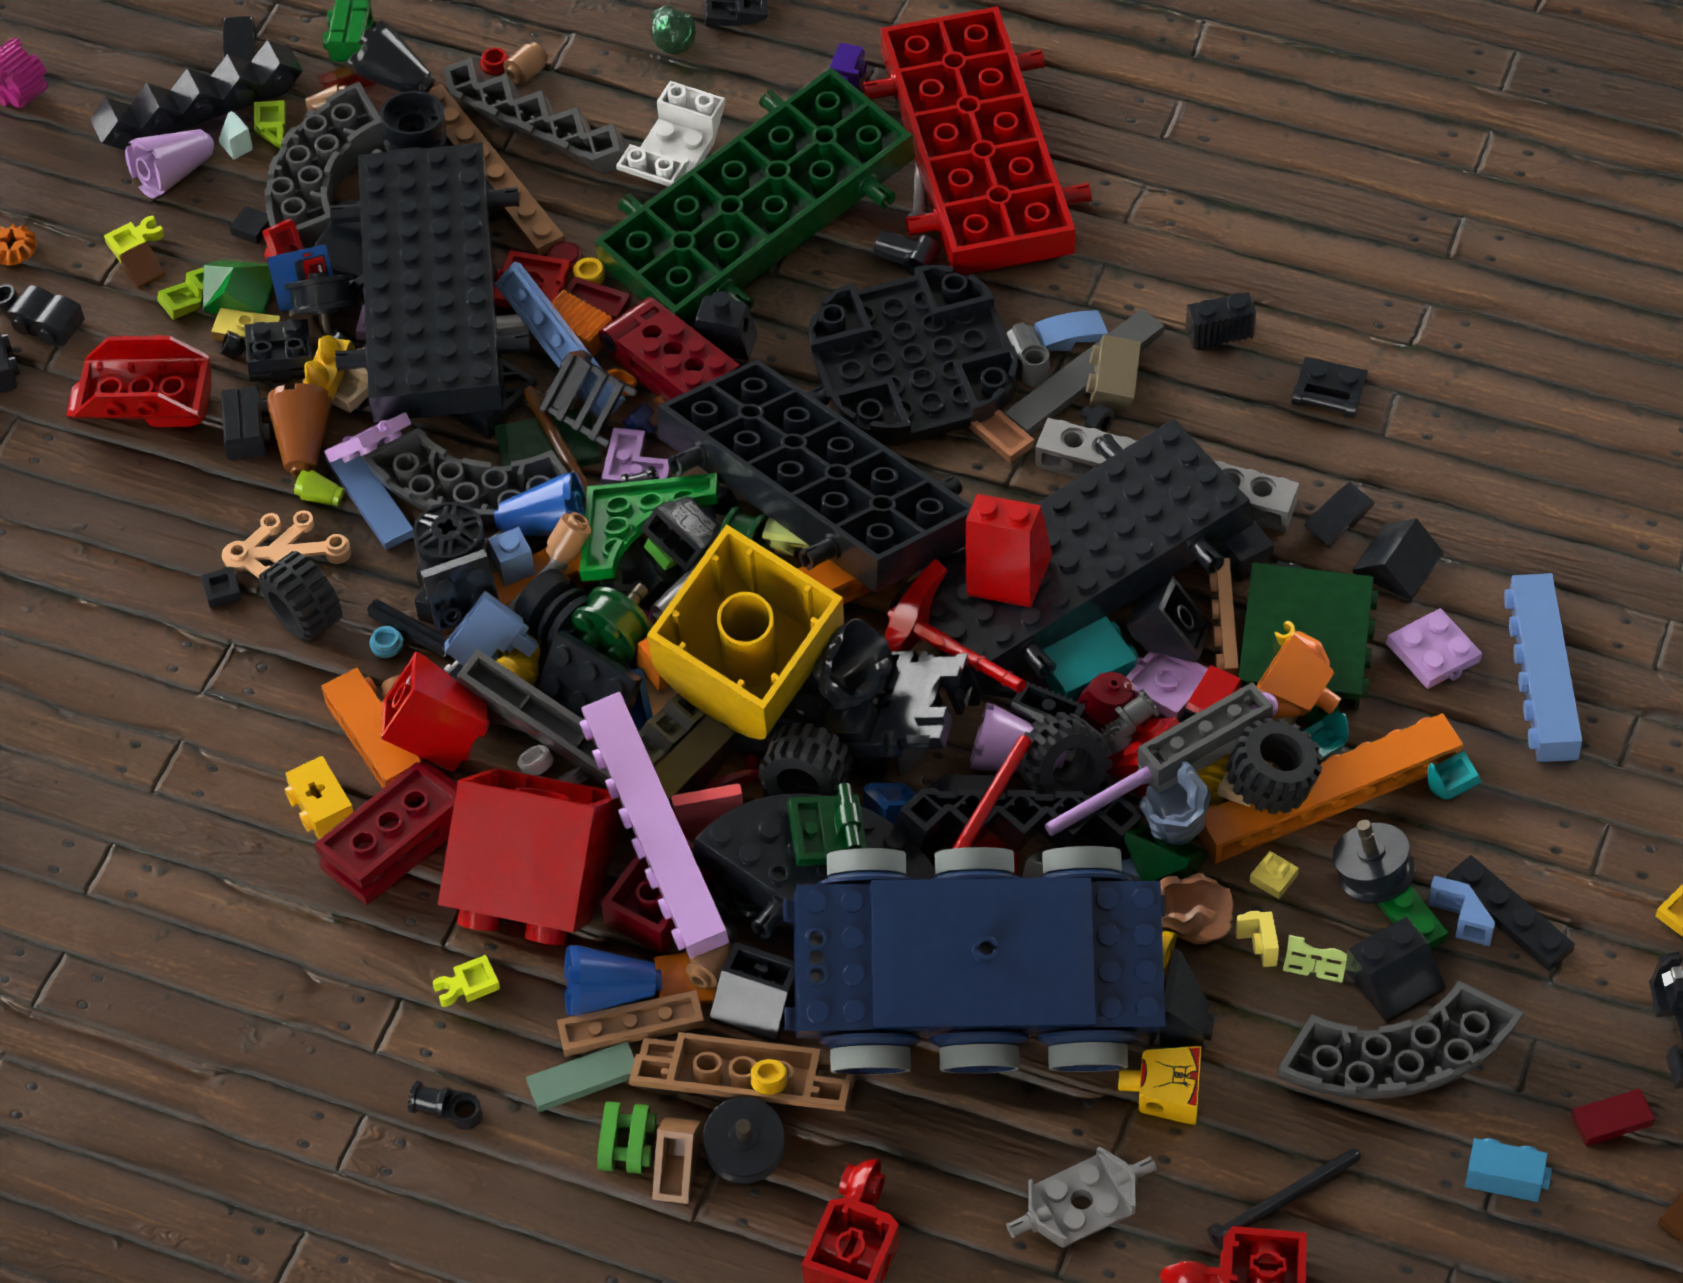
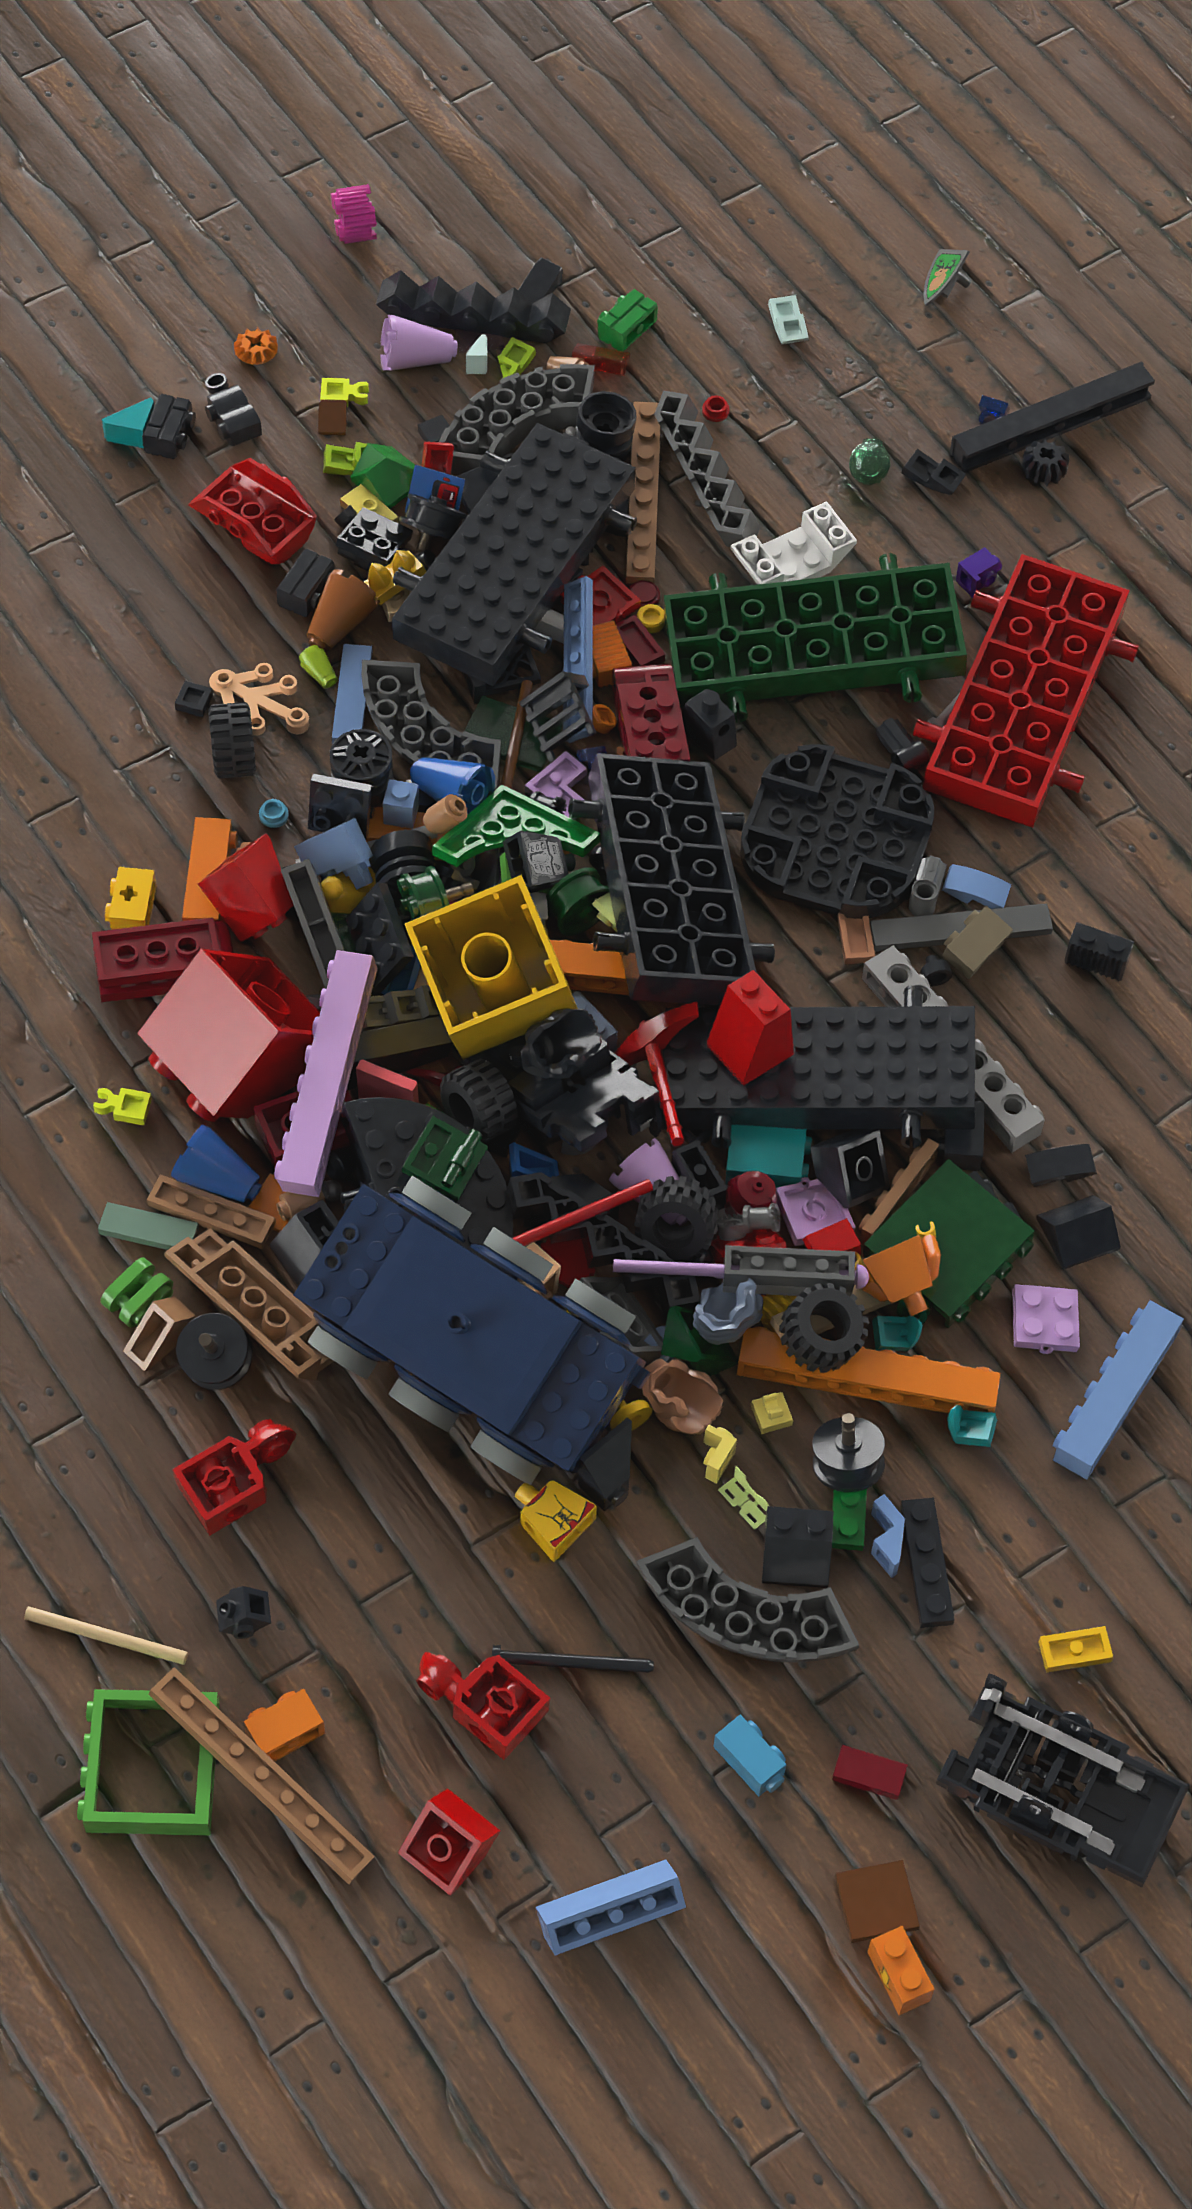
camera: 30 degrees right, 5 degrees up
(368, 439) = (383, 650): lavender plate -> none
(389, 61) = (627, 363): black cone -> none
(408, 626) = (296, 807): black axle -> none
(445, 1104) = (36, 1184): black connector -> none
(525, 63) = (735, 423): medium nougat brick -> none
(535, 760) = (303, 971): white tile -> none
(768, 1077) = (262, 1316): yellow tile -> none
(1101, 1179) = (397, 1546): light grey plate -> none
(1330, 380) = (1148, 1053): black plate -> none

